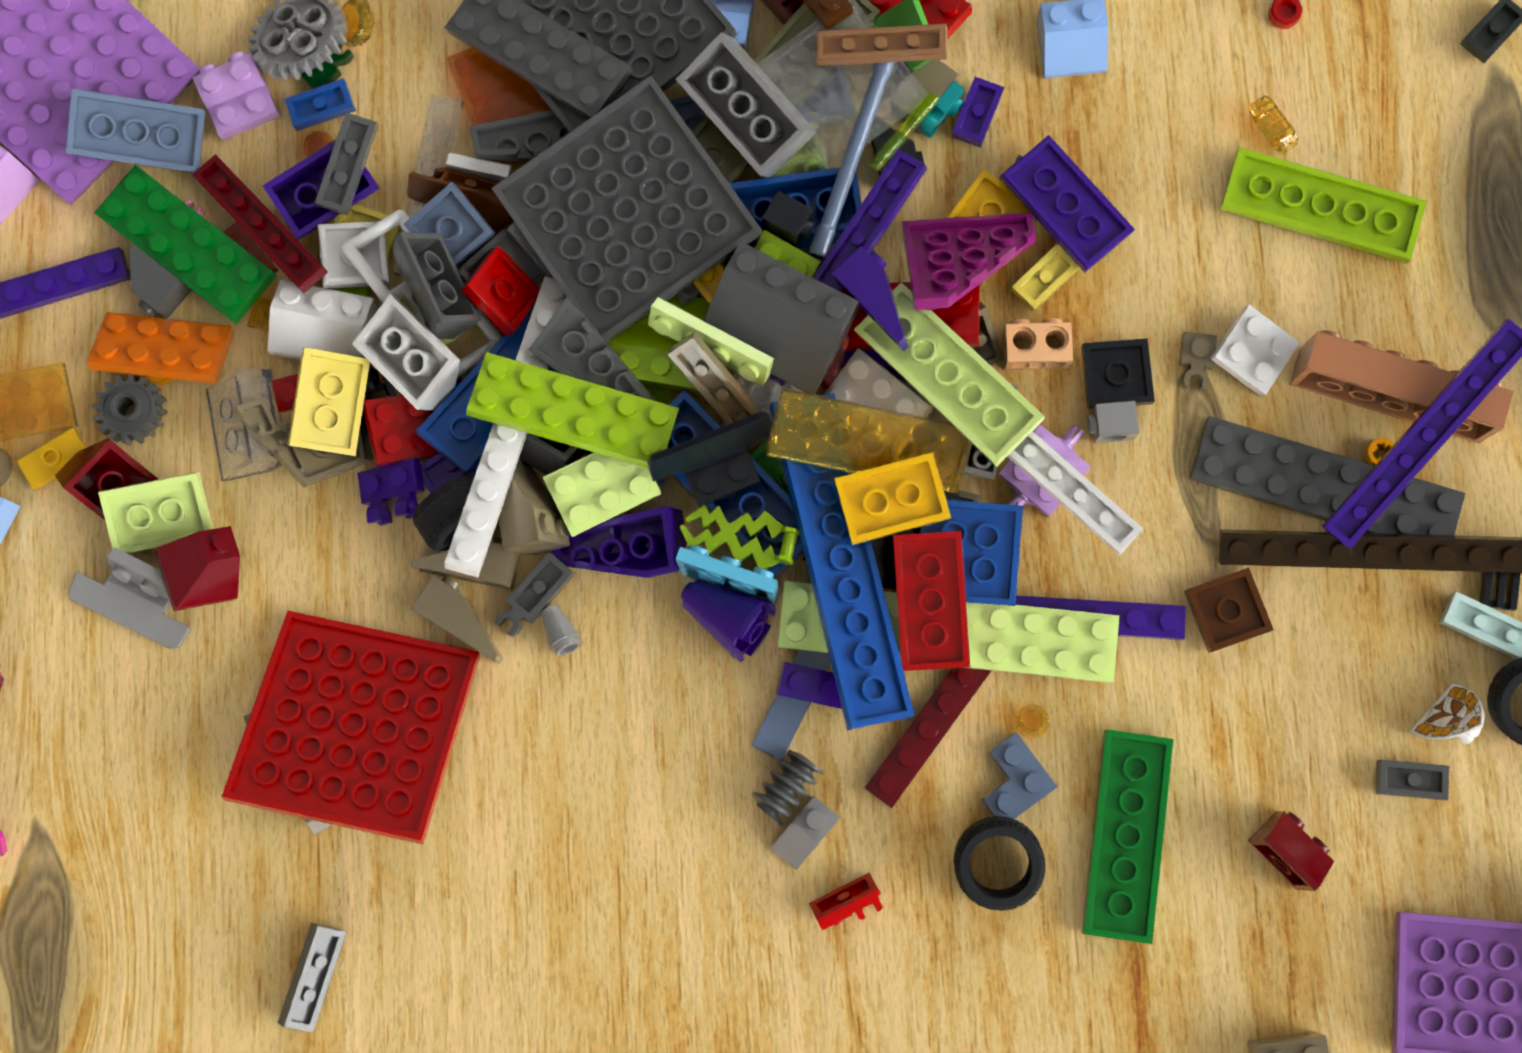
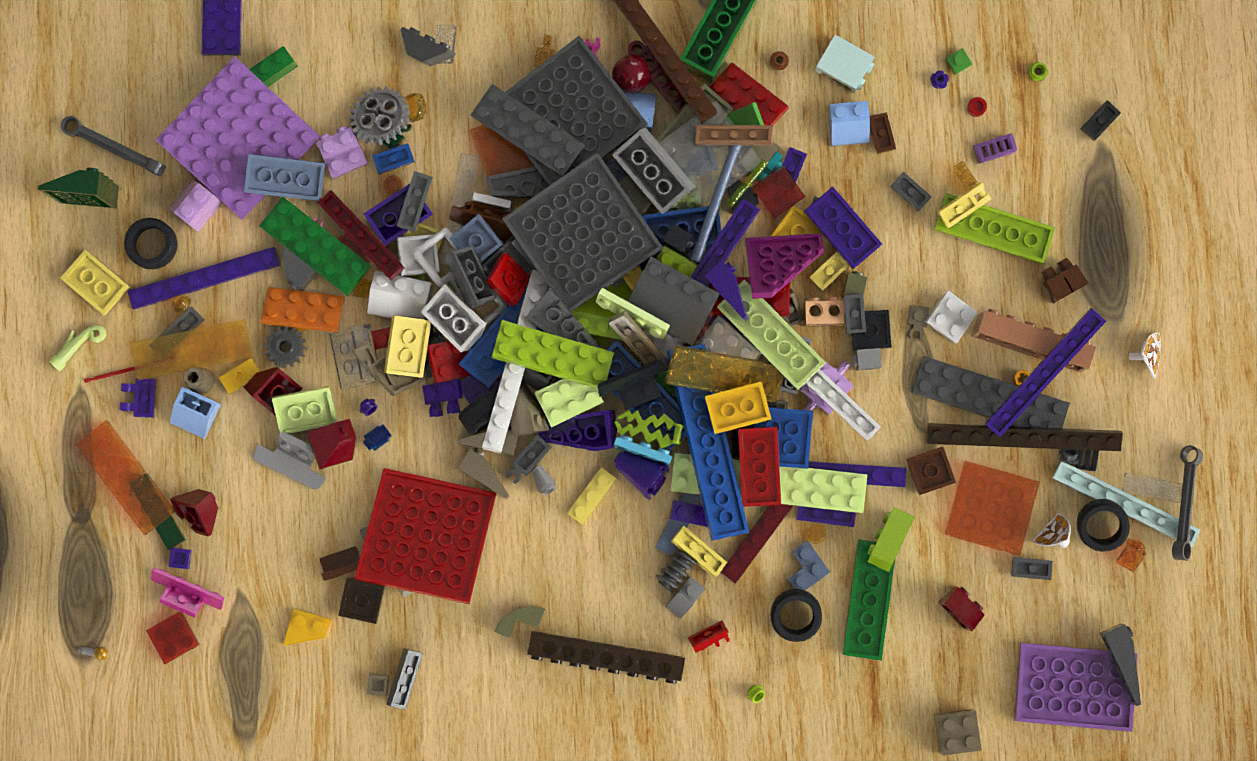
camera: 10 degrees left, 5 degrees up
(146, 886) = (306, 627): none -> yellow wing
(203, 776) = (339, 563): none -> reddish brown panel
(242, 839) = (361, 600): none -> dark brown plate
(265, 508) = (368, 406): none -> dark purple plate
(266, 988) = (378, 684): none -> dark tan plate
(278, 559) = (377, 437): none -> clear blue brick
(531, 864) = (530, 615): none -> olive brick
(547, 907) = (675, 663): none -> dark brown brick
(642, 657) = (591, 496): none -> light yellow plate
(827, 752) = (698, 551): none -> light yellow plate
(929, 1003) = (755, 693): none -> lime plate
(958, 147) = (778, 191): none -> clear red plate
(1048, 689) = (826, 516): none -> dark purple plate
(1089, 301) = (854, 283): none -> olive brick
(1090, 342) = (854, 313): none -> dark grey plate
(1128, 54) = (882, 133): none -> reddish brown plate
(1162, 727) = (890, 538): none -> lime brick
(1179, 147) = (910, 191): none -> dark grey plate
(1271, 163) = (963, 205): none -> light yellow plate
(1337, 675) = (992, 508): none -> clear orange plate
(1344, 64) = (1011, 143): none -> medium lavender slope
(1449, 291) = (1064, 283): none -> reddish brown hips
(1469, 583) = (1069, 456): none -> dark grey plate

